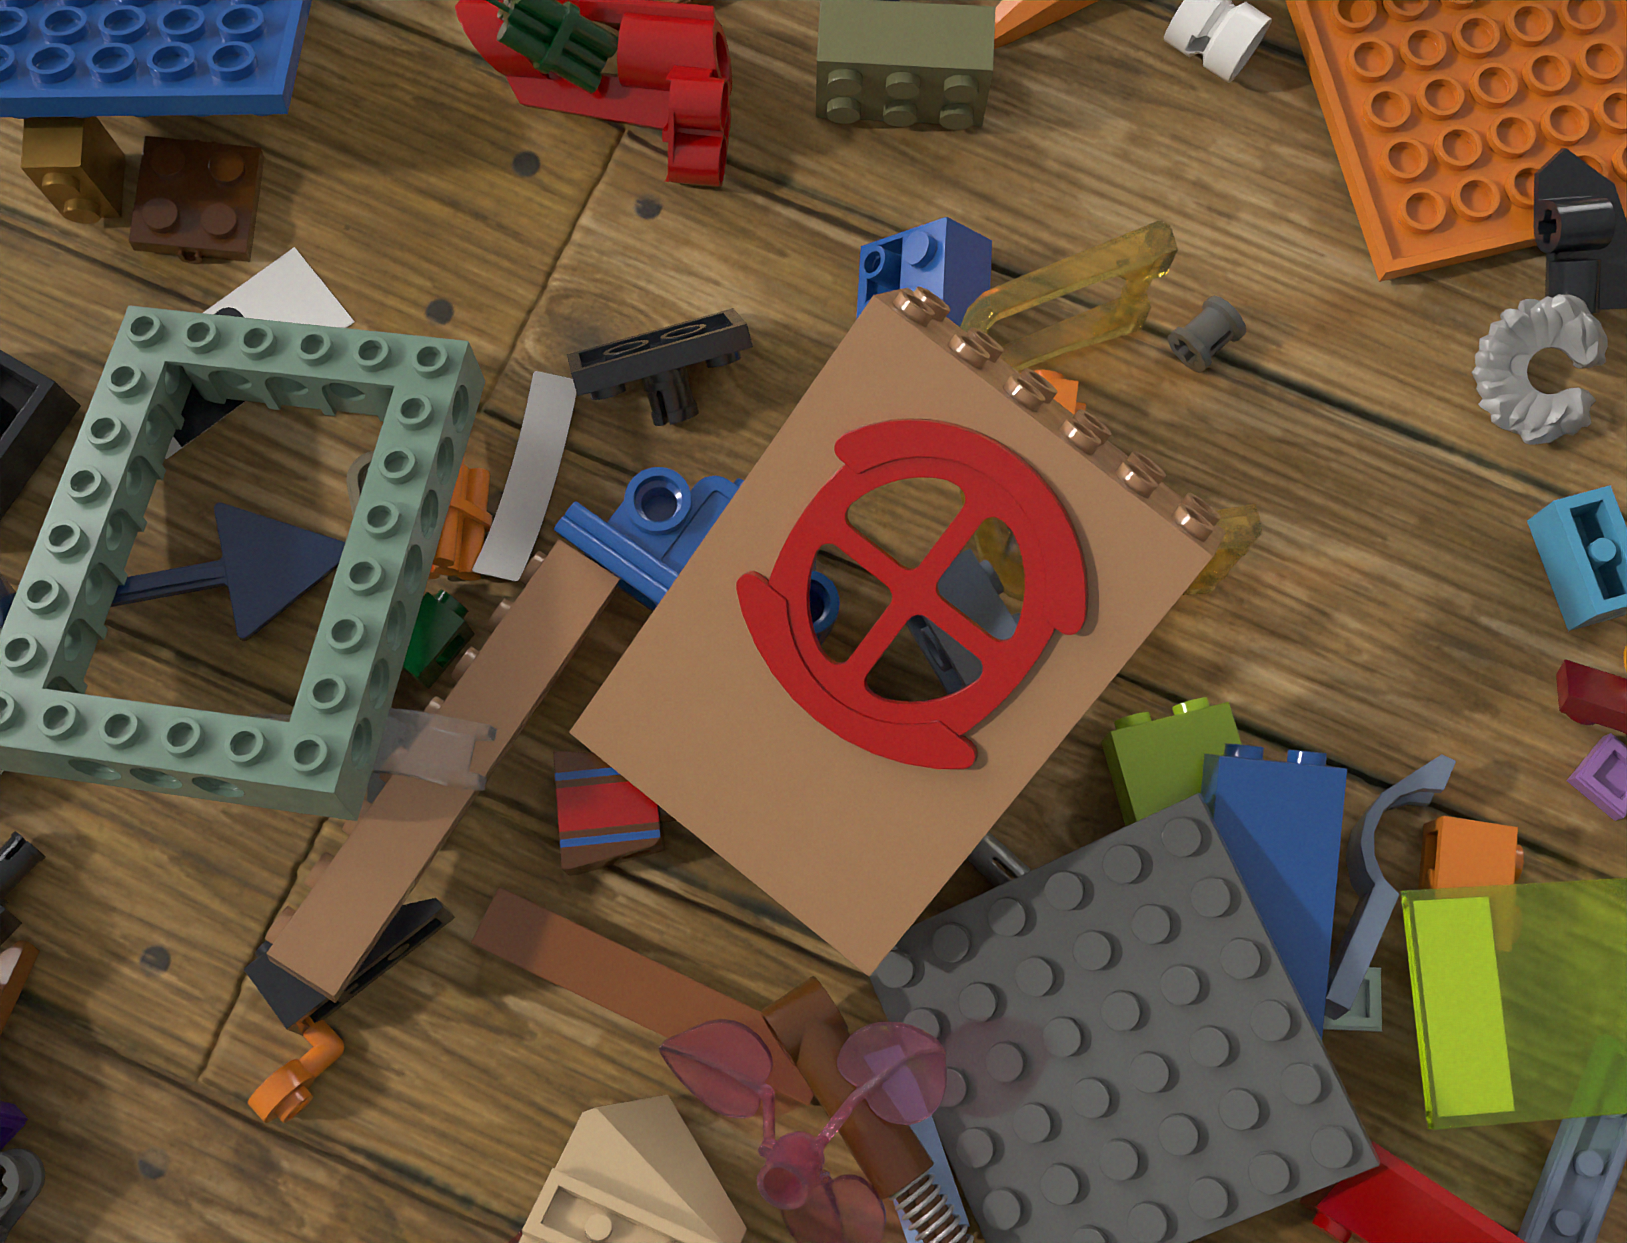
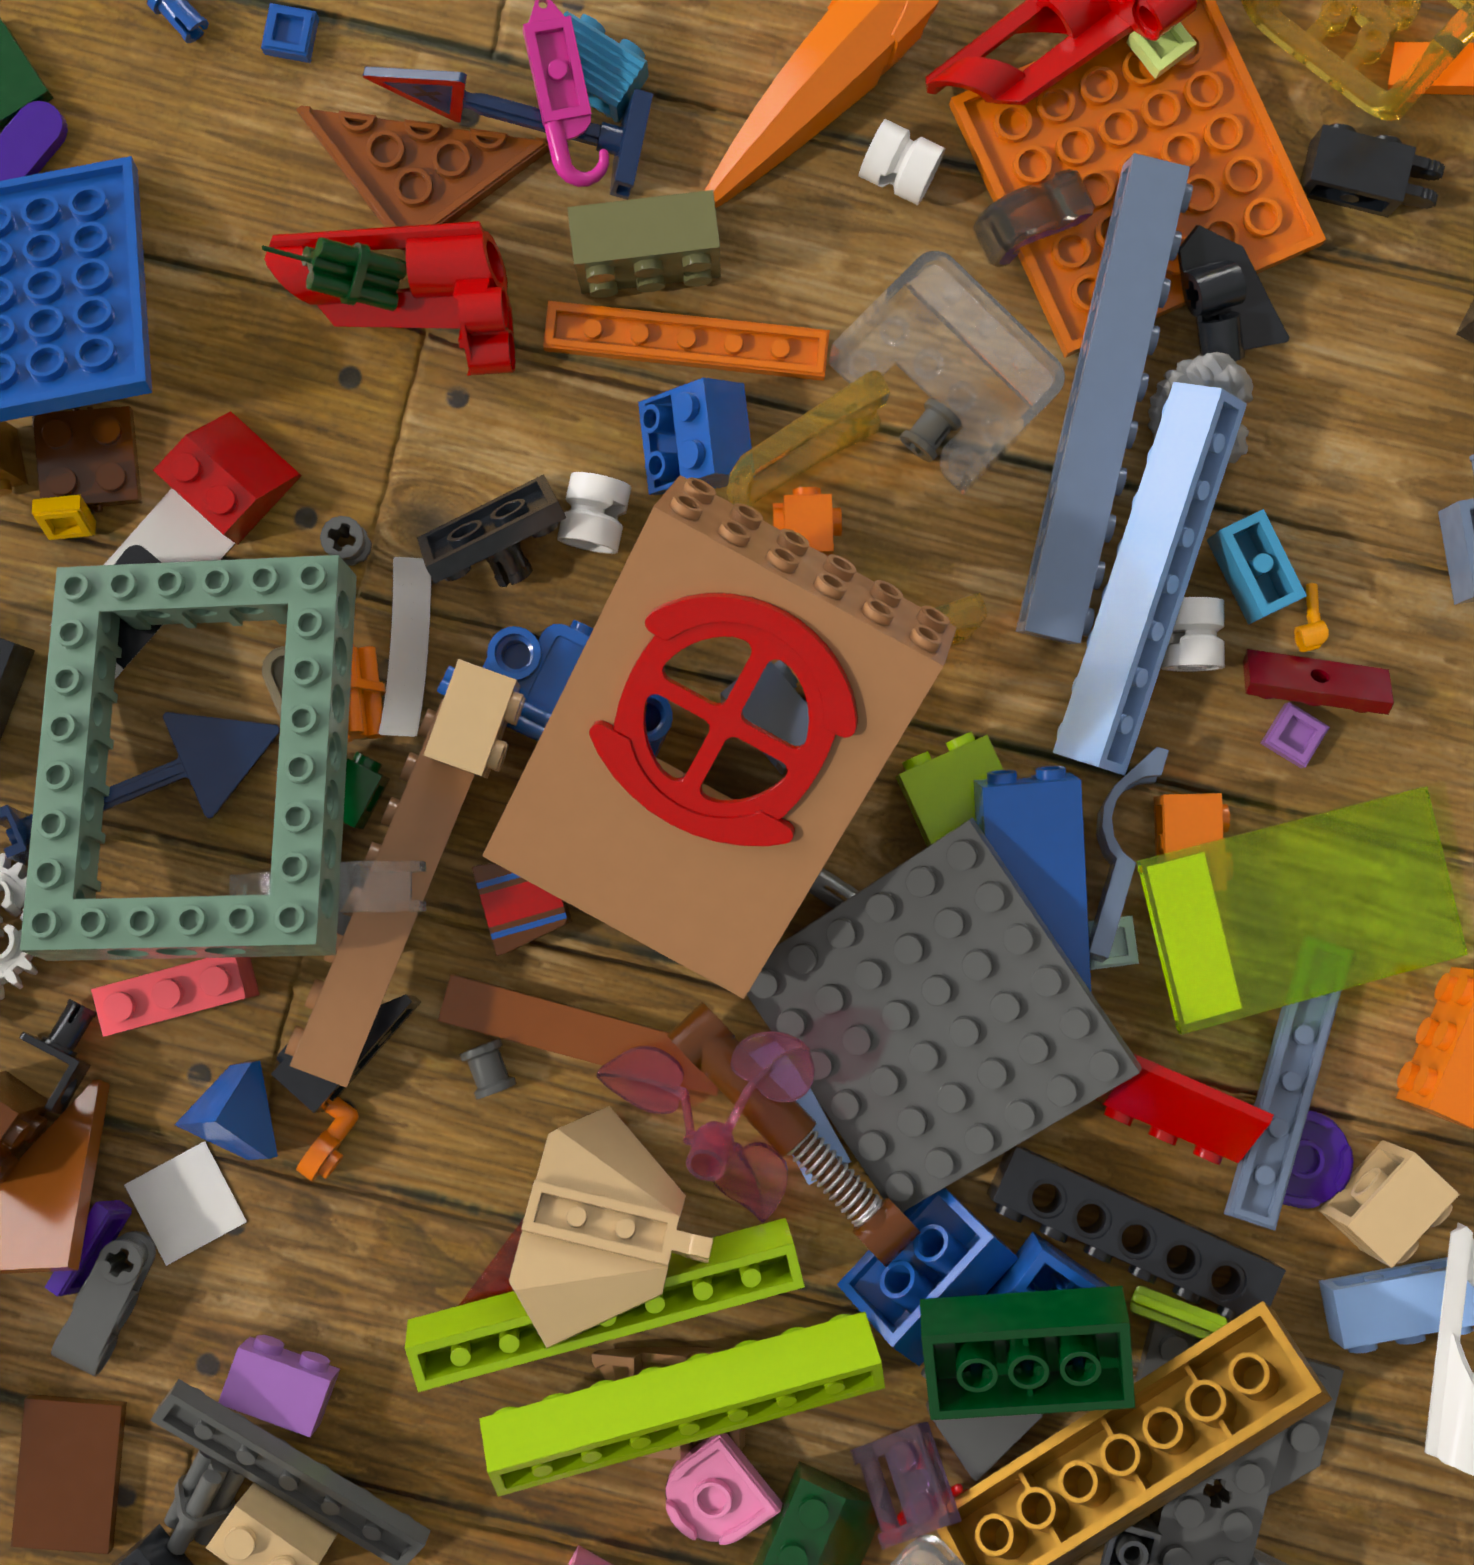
camera: 10 degrees left, 10 degrees up
(97, 1124) = (185, 1203): none -> white sticker
(147, 845) = (173, 993): none -> coral brick
(153, 256) = (64, 517): none -> yellow tile
(187, 1017) = (235, 1113): none -> blue slope
(356, 243) = (227, 475): none -> red slope
(479, 324) = (343, 527): none -> dark grey bush
(521, 1016) = (488, 1069): none -> dark grey bush
(593, 560) = (475, 719): none -> tan brick
(789, 350) = (594, 512): none -> white wheel
(929, 187) = (686, 340): none -> orange tile
(1263, 243) = (959, 352): none -> clear windscreen
(1364, 106) = (1032, 215): none -> clear smoke animal
(1422, 336) = (1104, 398): none -> sand blue brick
(1456, 547) = (1150, 576): none -> light blue brick
(1499, 627) = (1194, 637): none -> white wheel

